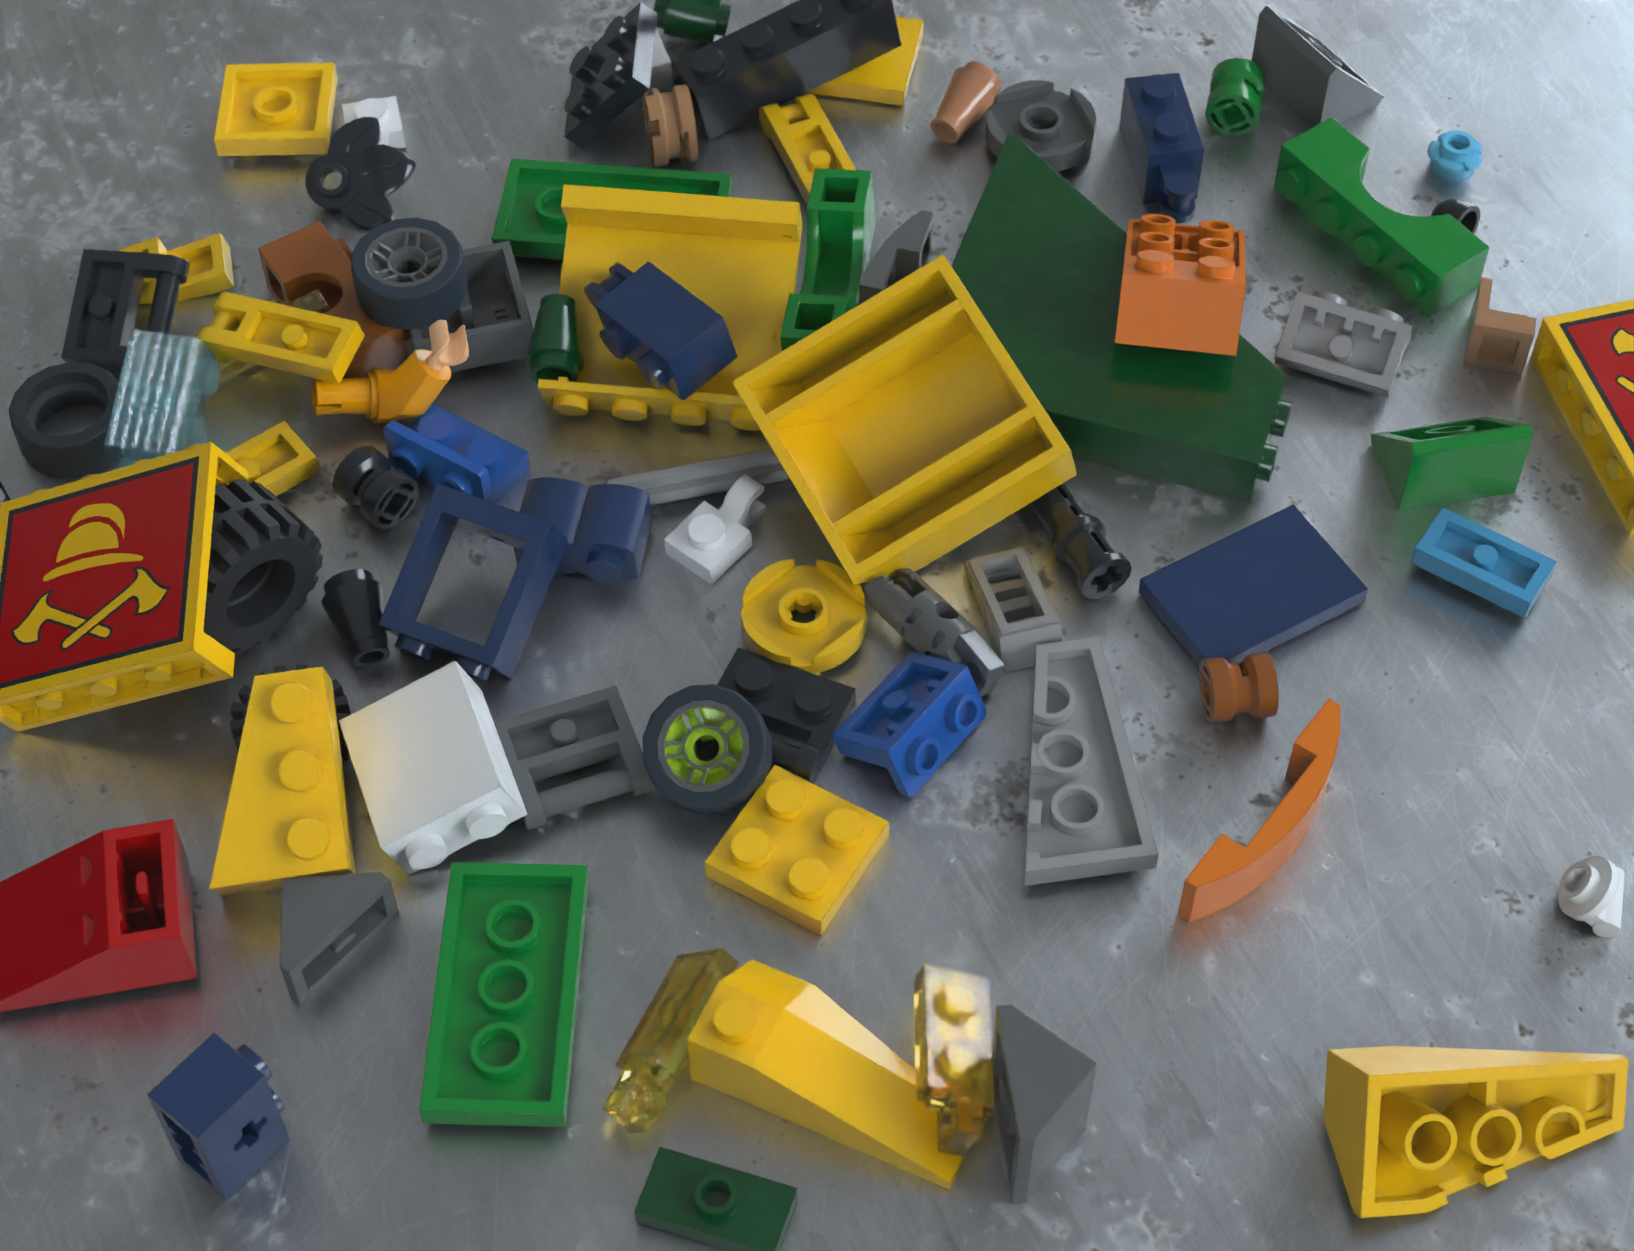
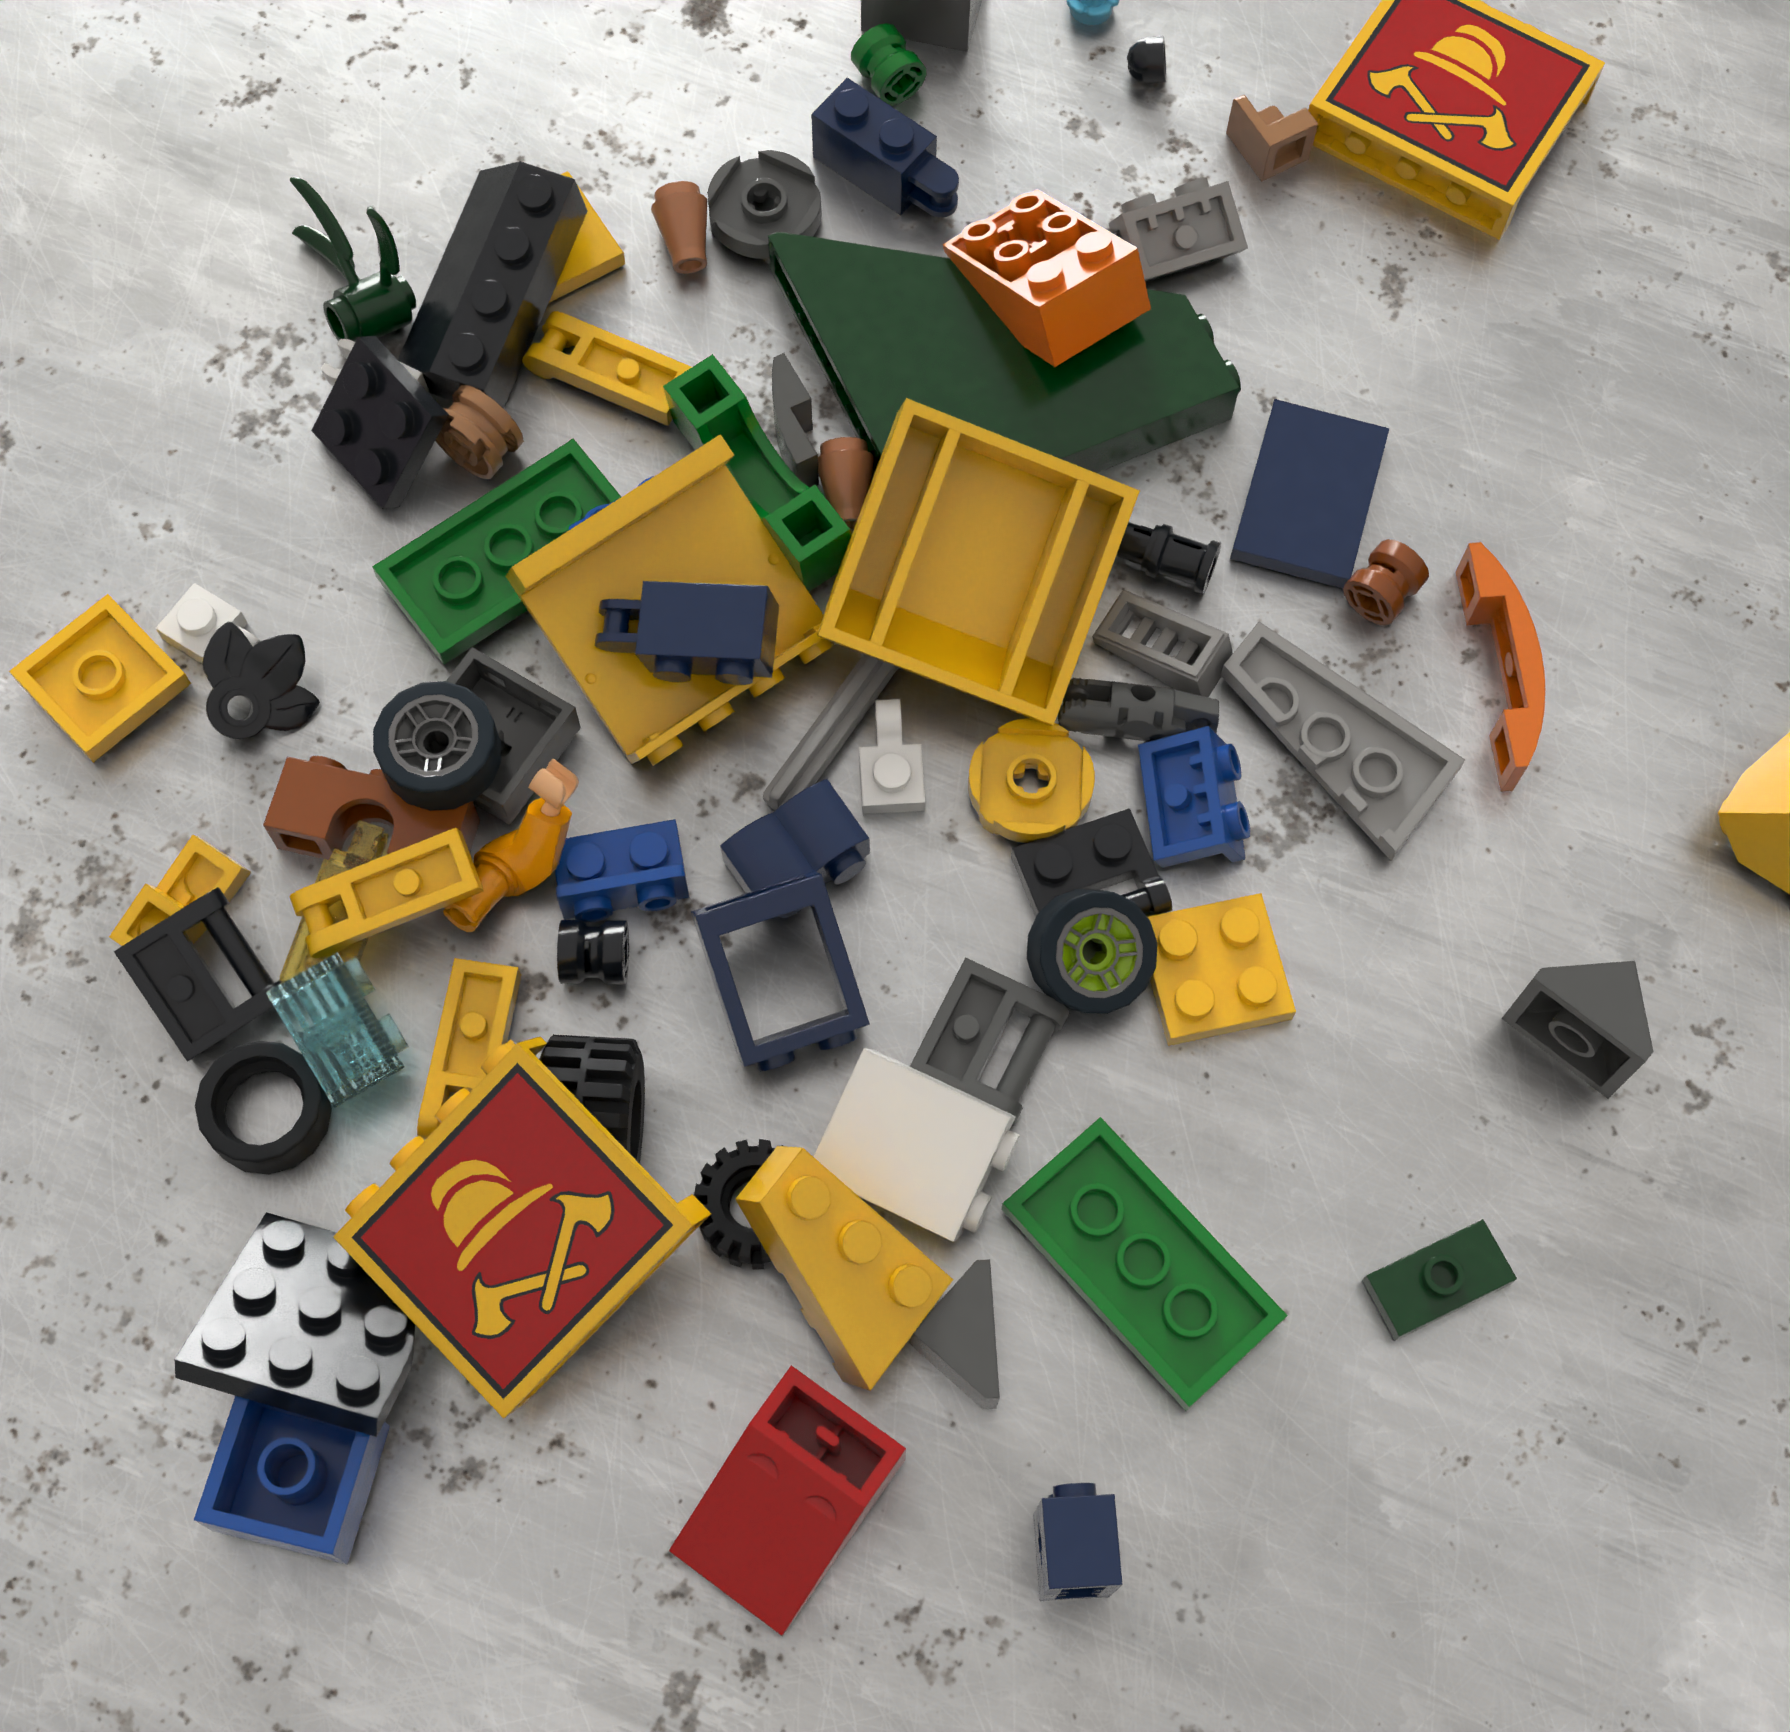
camera: 45 degrees left, 15 degrees up
(355, 609) = (702, 1071): black cone -> none
(555, 340) = (610, 707): dark green cone -> none
(659, 1042) = (1286, 1188): clear yellow hinge -> none
(816, 1066) = (1398, 1118): yellow wedge -> none
(954, 1054) = (1486, 1030): clear yellow hinge -> none
(1421, 257) = (1034, 94): green arch -> none
(1452, 460) = (1338, 269): green slope -> none
(1483, 562) = (1441, 342): dark azure plate -> none
(1594, 894) = (1741, 548): white plate -> none

